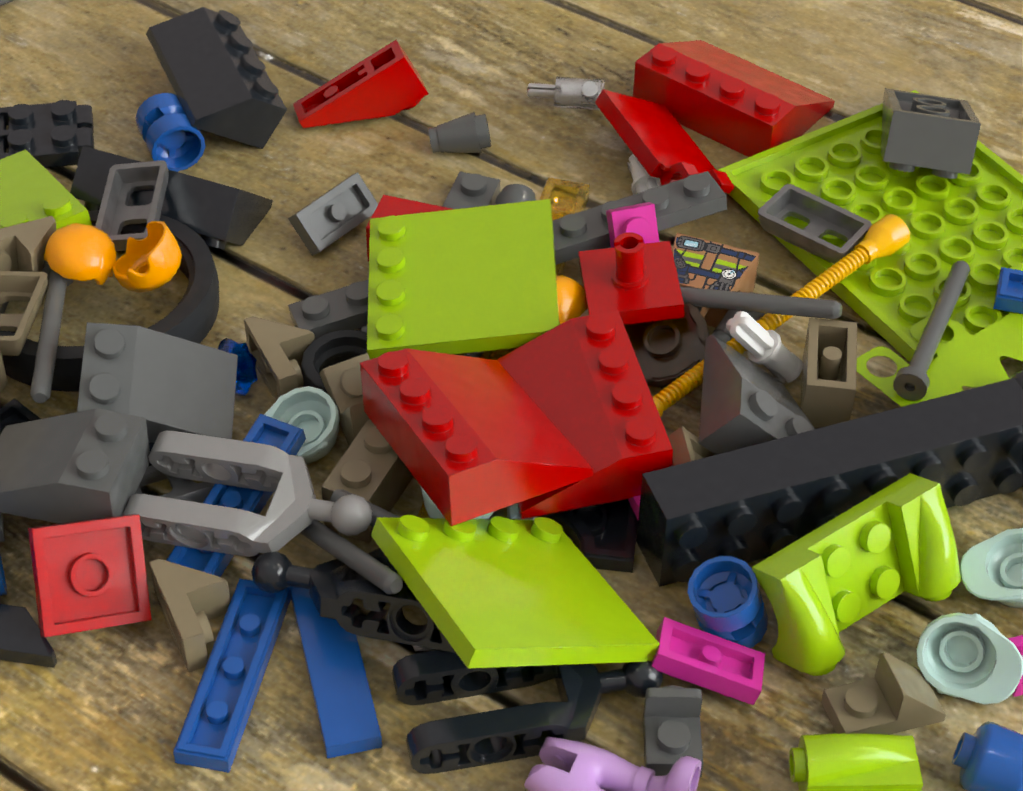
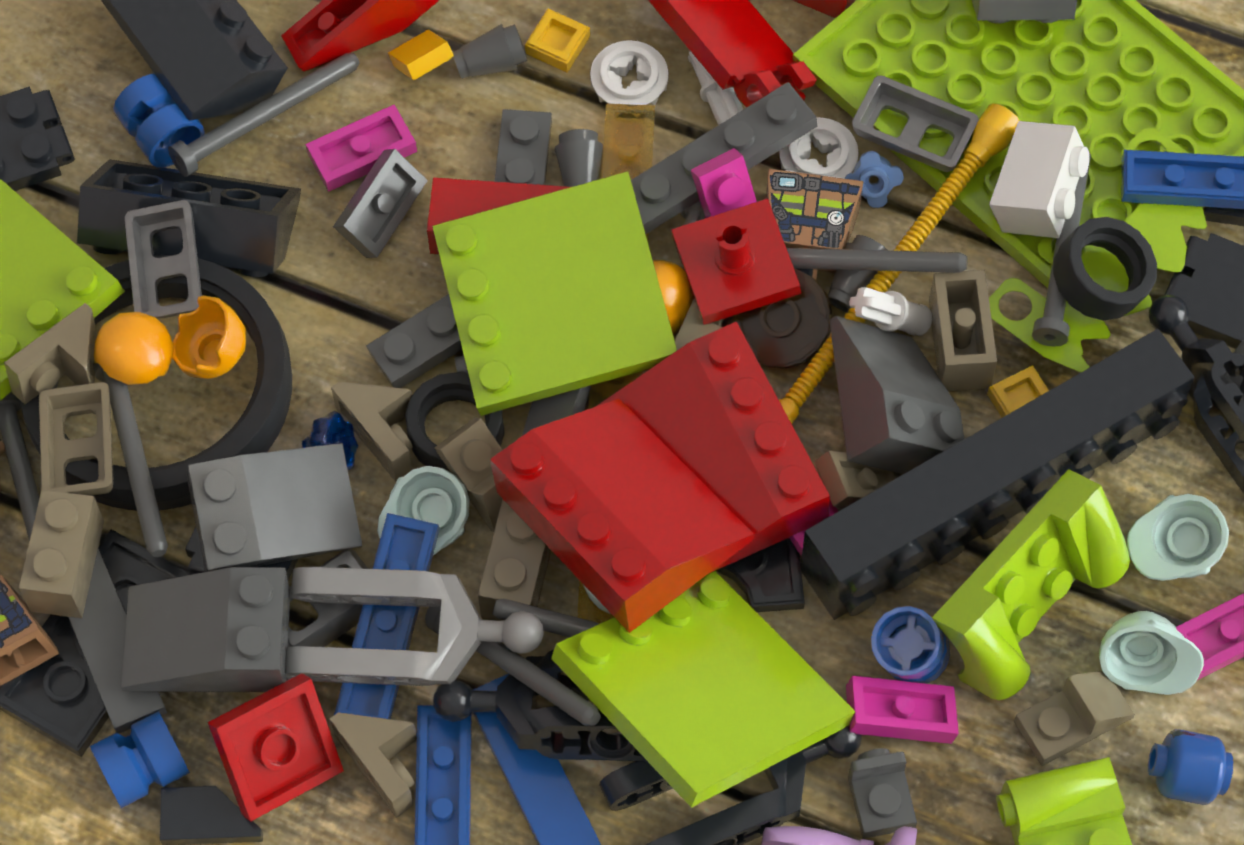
camera: 10 degrees left, 20 degrees up
(184, 156) = (186, 156): none -> dark grey bar
(316, 177) = (356, 147): none -> dark pink plate
(402, 127) = (421, 54): none -> yellow tile
(520, 139) = (557, 40): none -> yellow tile
(564, 159) = (618, 60): none -> white gear
(731, 230) = (827, 137): none -> white gear
(783, 262) = (875, 165): none -> medium blue plate
(919, 270) = (1039, 179): none -> white brick
(985, 323) = (1131, 251): none -> black tyre

